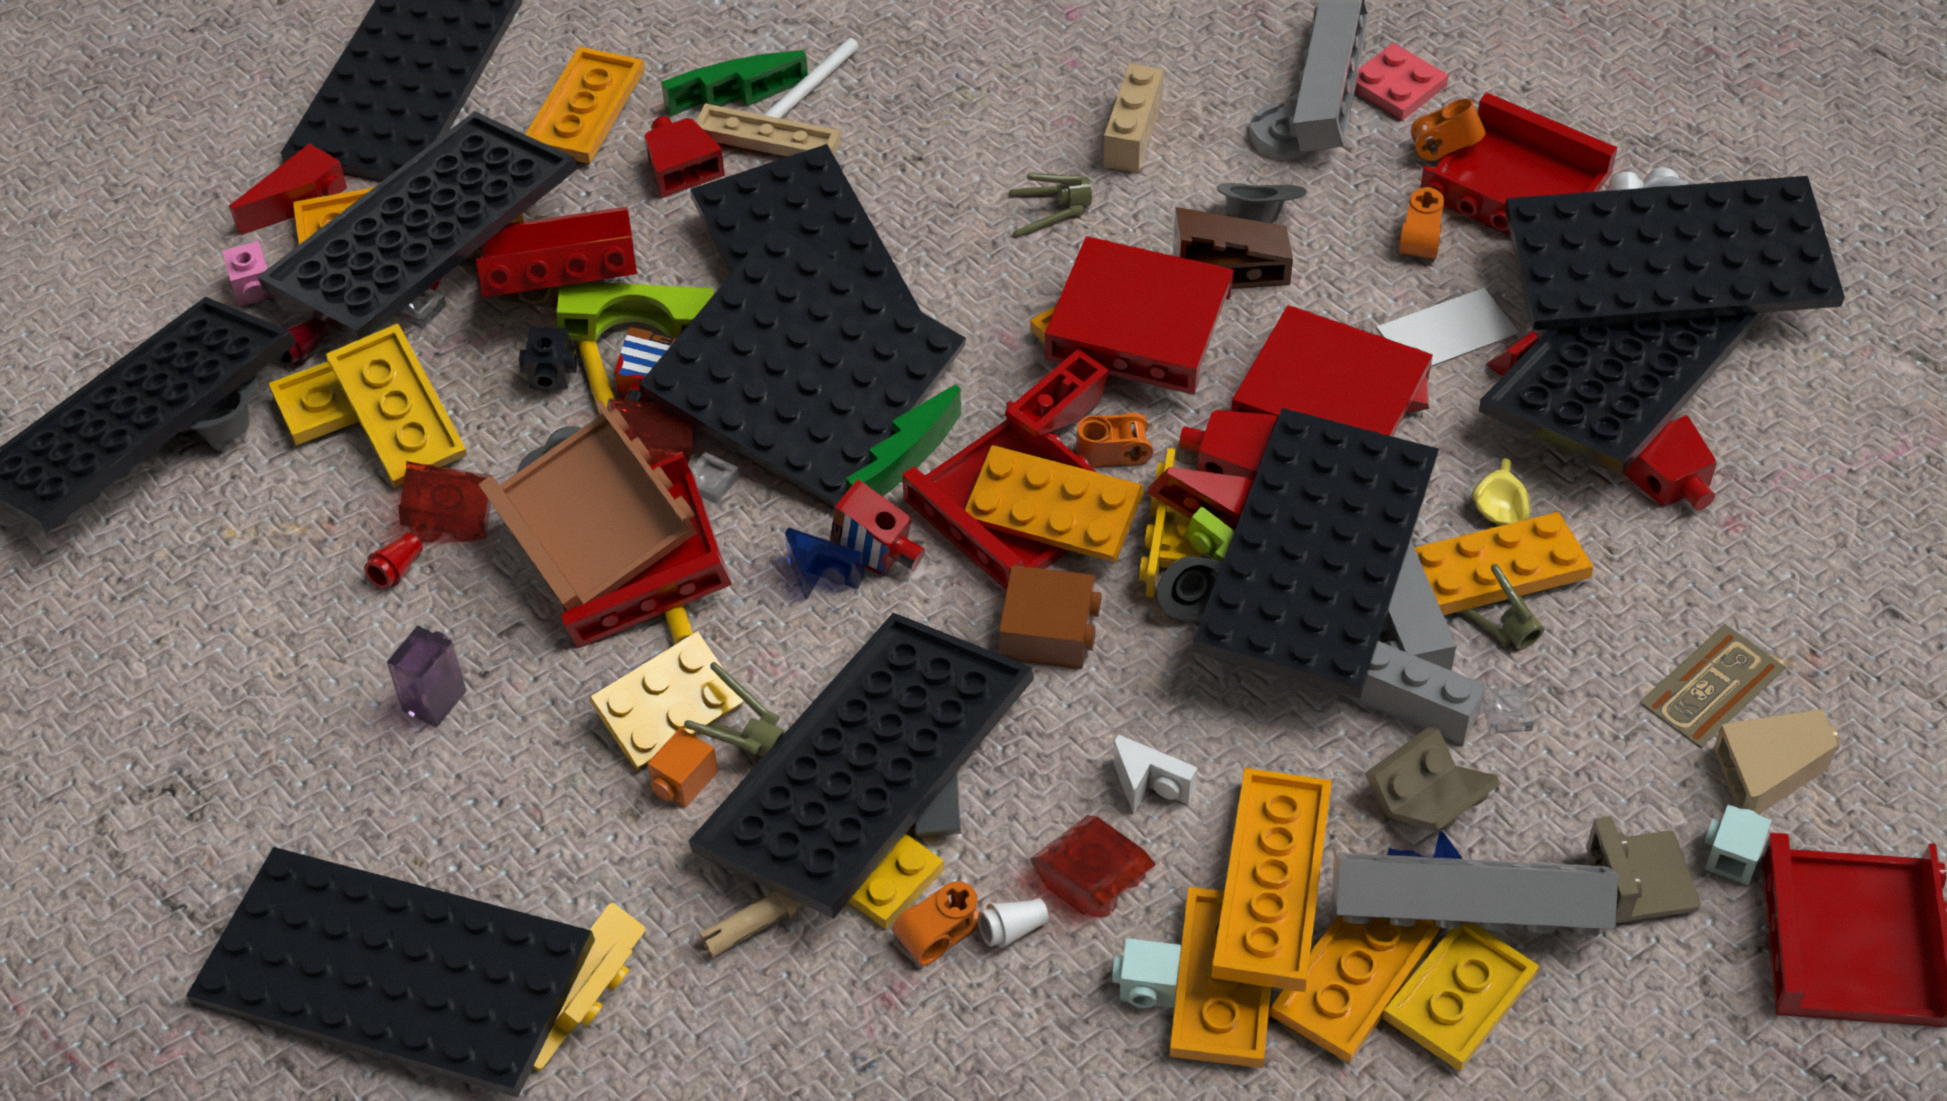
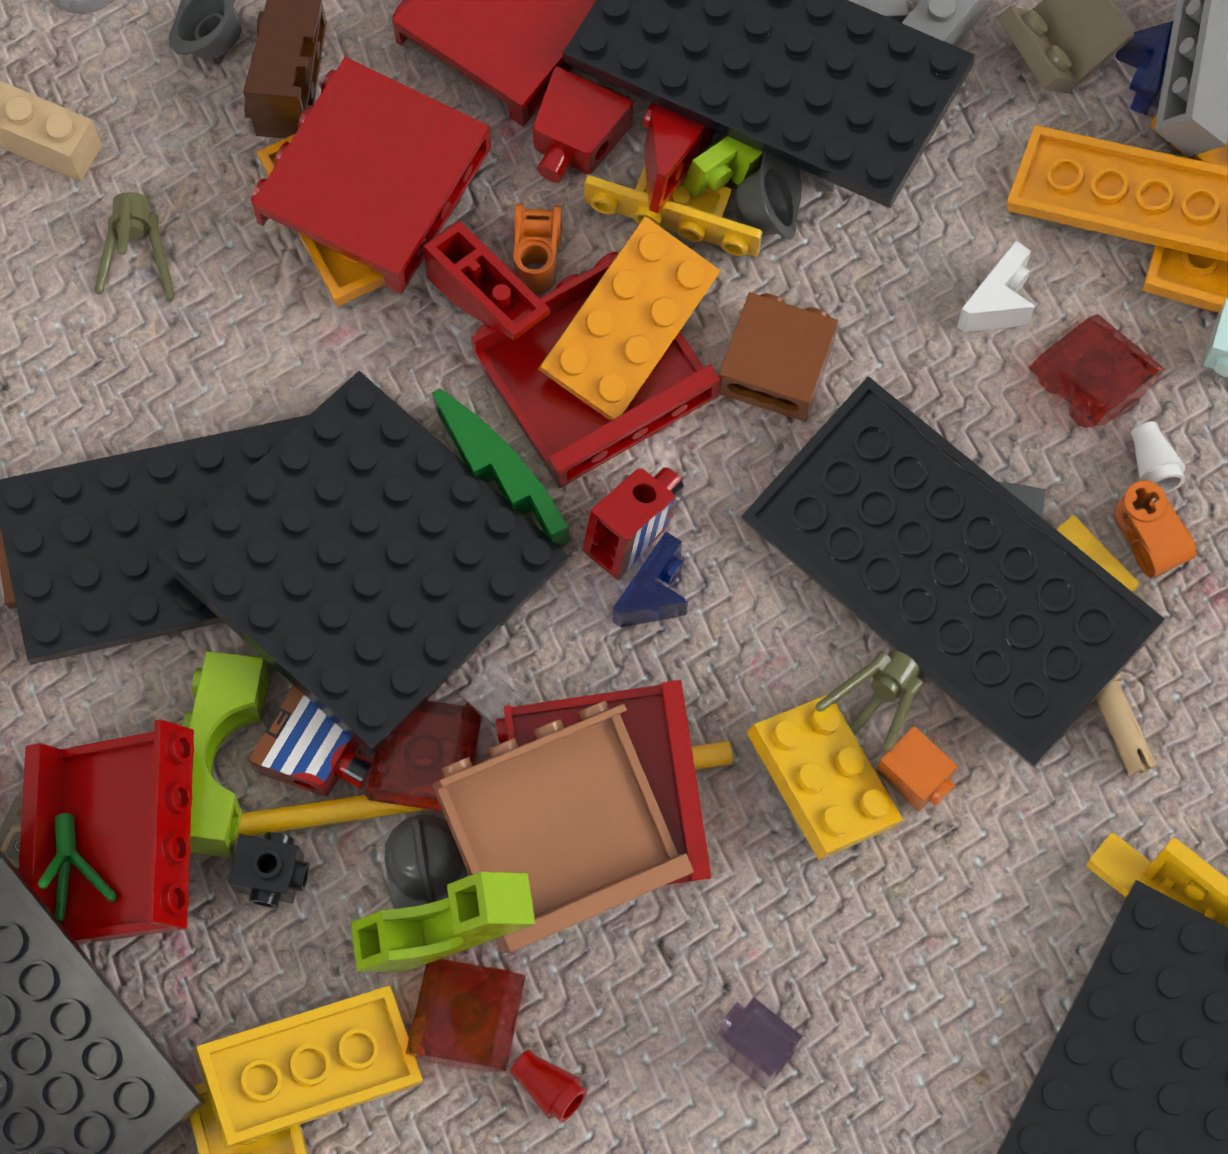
camera: 80 degrees left, 20 degrees up
(501, 444) = (474, 913): none -> lime arch
(546, 241) = (65, 856): none -> green plant

